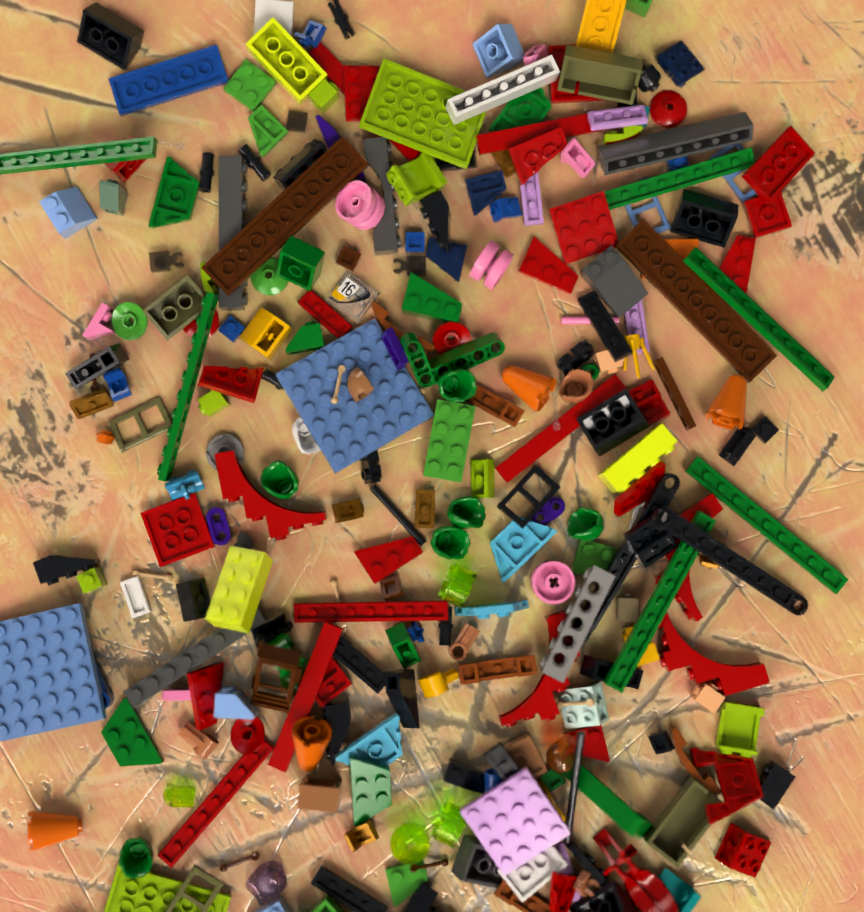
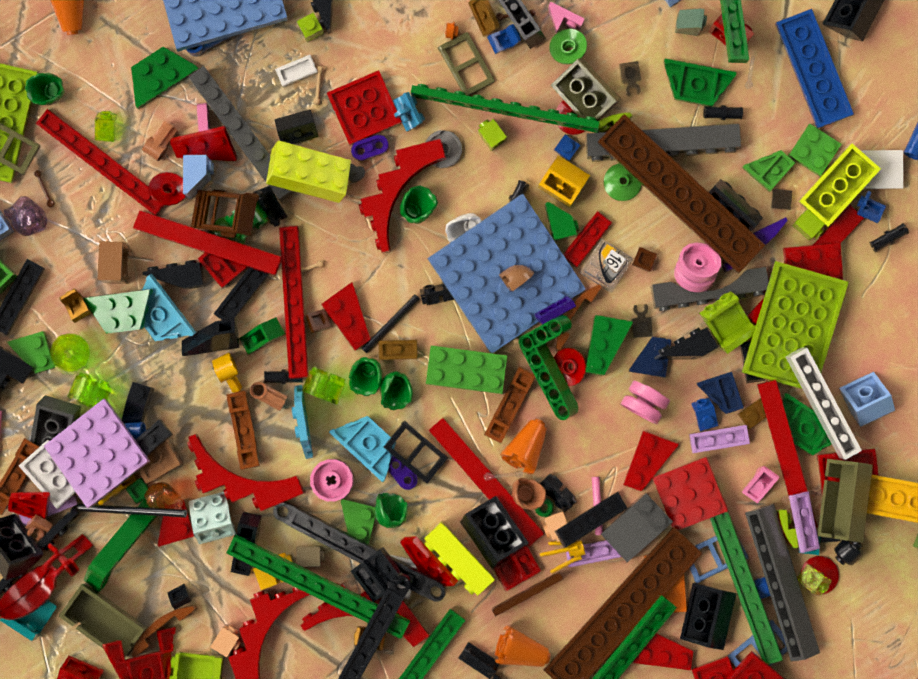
camera: 85 degrees right, 0 degrees up
(235, 382) = (512, 154): red wing -> none
(254, 162) = (736, 159): black pin -> none
(300, 263) = (635, 211): green brick -> none
(310, 741) = (164, 250): orange cone -> none
(341, 369) = (499, 253): tan hinge -> none
(348, 510) = (392, 273): pearl gold bracket -> none
(413, 868) = (46, 358): reddish brown hinge -> none
(415, 242) = (665, 325): blue plate -> none
(416, 632) = (275, 347): blue piece -> none
(457, 385) = (521, 374): green hair -> none
(482, 478) = (431, 406): lime slope -> none
(534, 54) = (864, 435): bright pink beam -> none
(536, 152) = (762, 440): red wing -> none
(560, 670) = (244, 490): light grey brick -> none
(590, 702) = (215, 522): tan hinge -> none
(674, 113) = (813, 580): none -> clear neon green bracket
(680, 63) = (866, 585): dark blue hinge -> none

